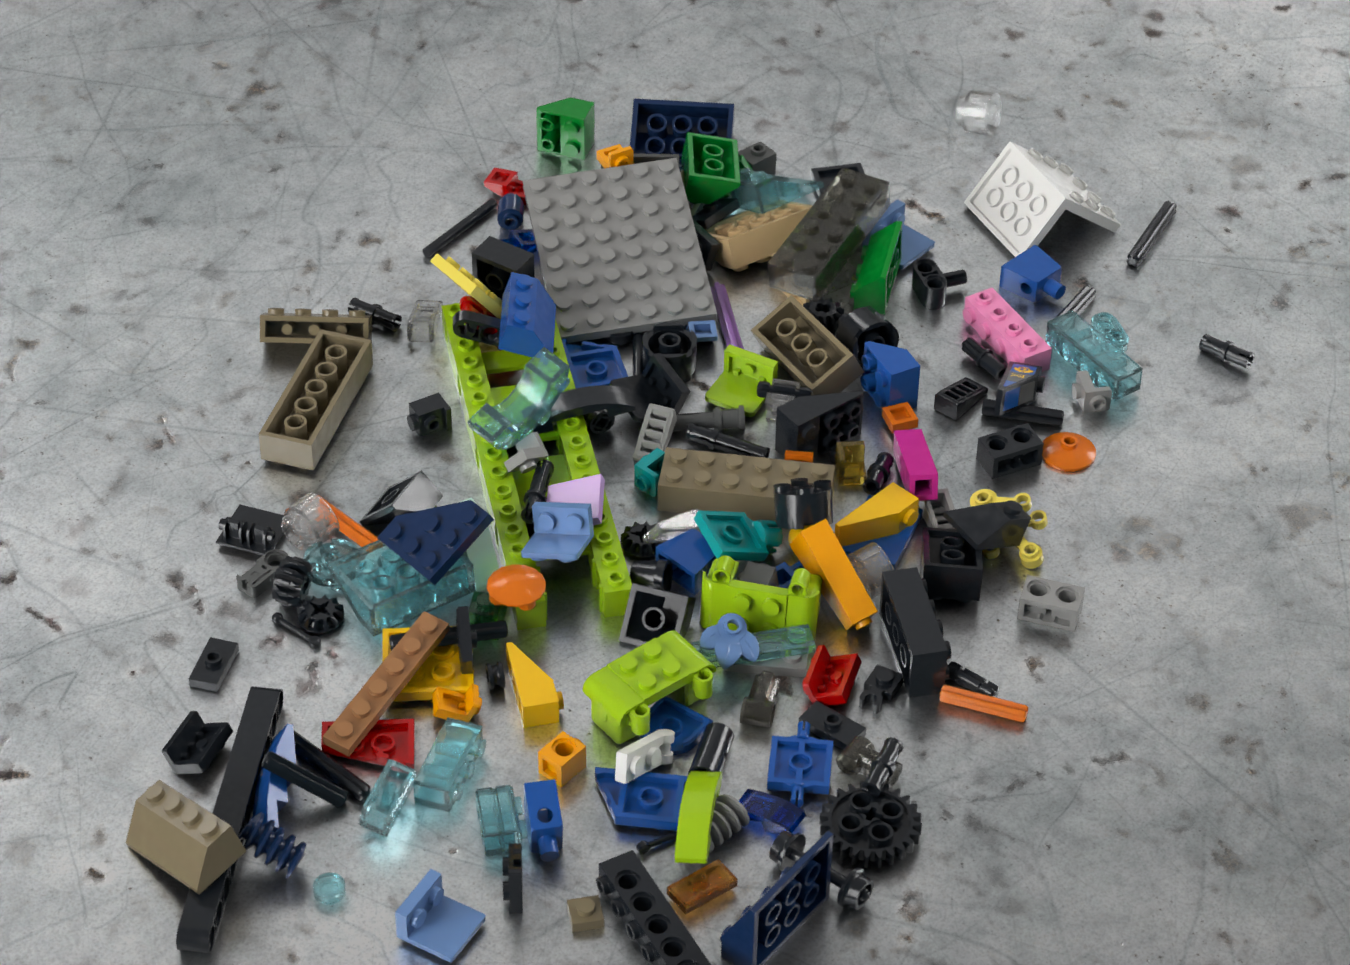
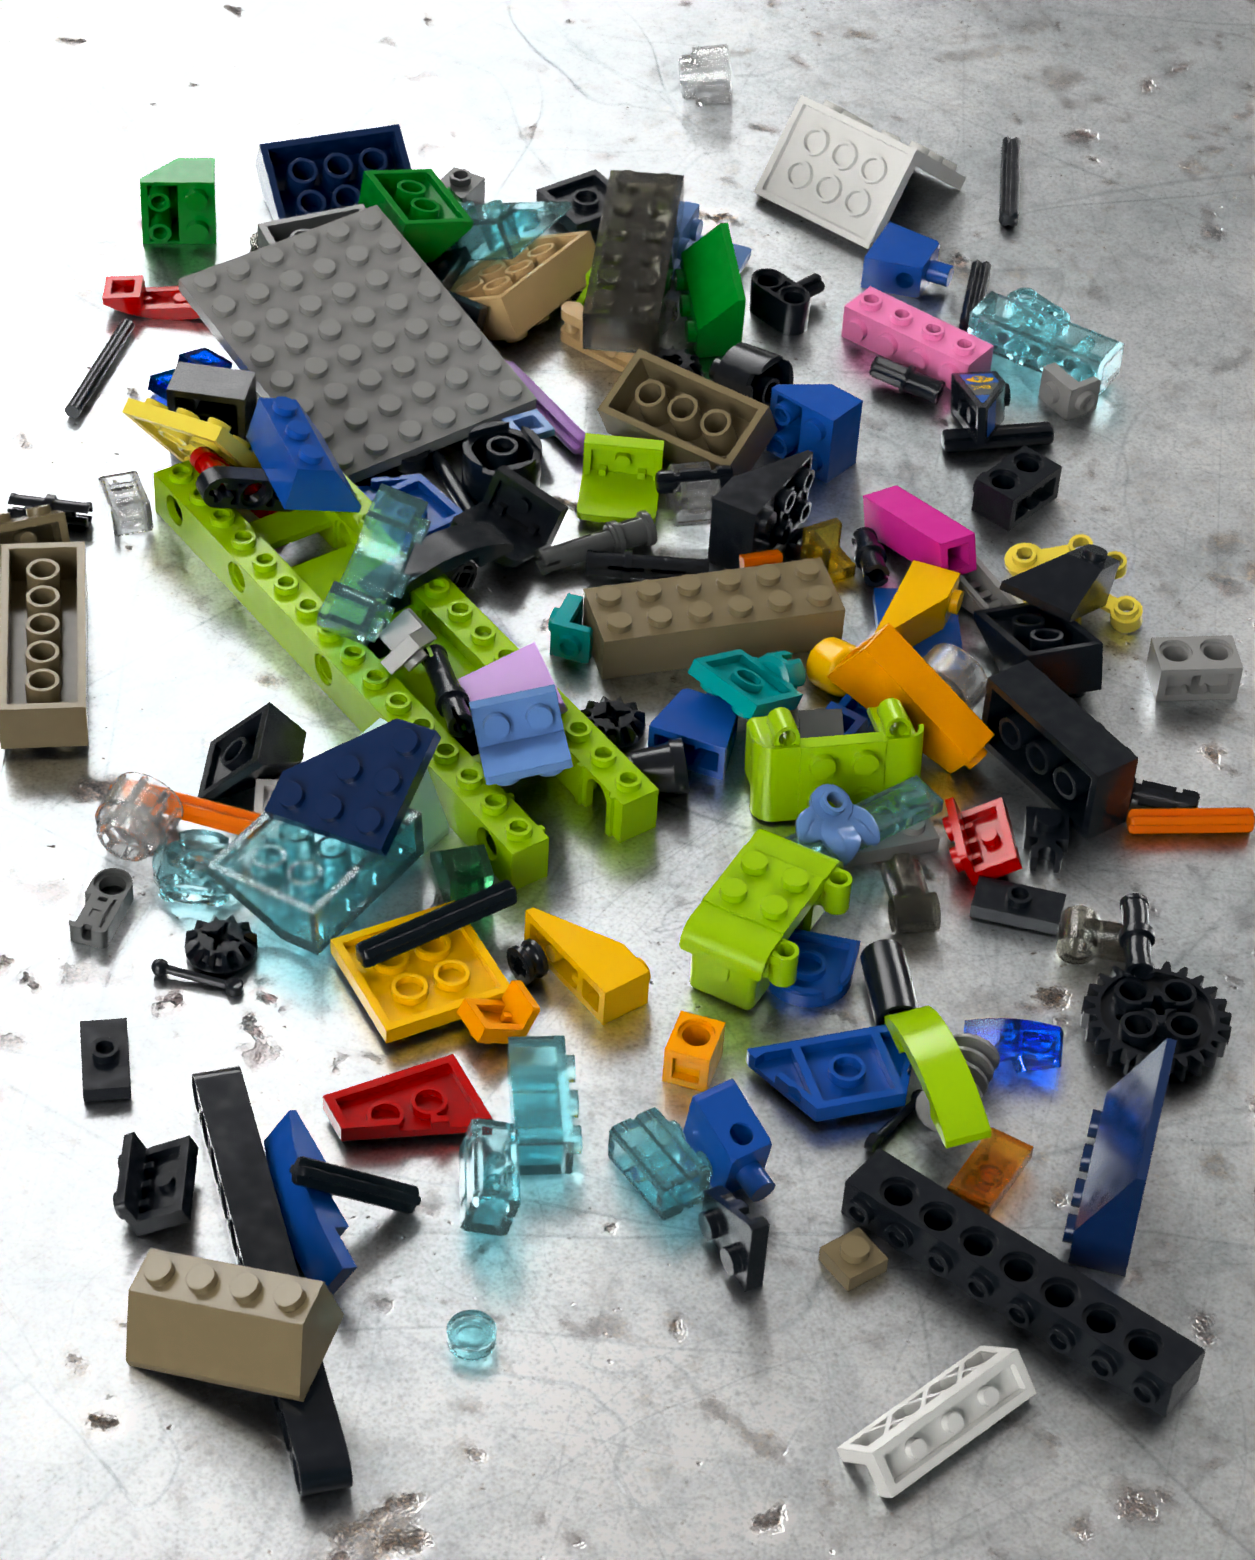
camera: 25 degrees left, 0 degrees up
(251, 530) = (51, 852): black hinge -> none
(272, 844) = (373, 1293): dark blue piece -> none
(292, 581) = (163, 907): black gear -> none
(330, 768) = (375, 1161): black axle -> none
(385, 684) = (393, 1016): medium nougat plate -> none
(429, 415) = (217, 627): black brick -> none
(435, 920) = (663, 1335): medium blue bracket -> none
(466, 640) = (475, 920): black plate -> none
(510, 211) = (162, 330): dark blue brick -> none
(516, 586) = (504, 827): orange dish -> none
(615, 156) = (287, 222): light orange bracket -> none
(644, 755) = (814, 1012): white plate -> none
(653, 613) = (702, 822): black slope -> none
(657, 417) = (546, 552): light grey slope -> none
(672, 527) = (658, 693): clear slope -> none
(800, 764) = (1013, 967): blue plate -> none
(802, 503) = (824, 615): black brick -> none
(854, 888) = (1198, 1114): black piece -> none
(900, 417) = (849, 479): orange plate -> none
(959, 397) = (905, 438): black slope -> none
(1068, 452) = (1085, 473): orange dish -> none
(1226, 351) = (1195, 303): black pin -> none

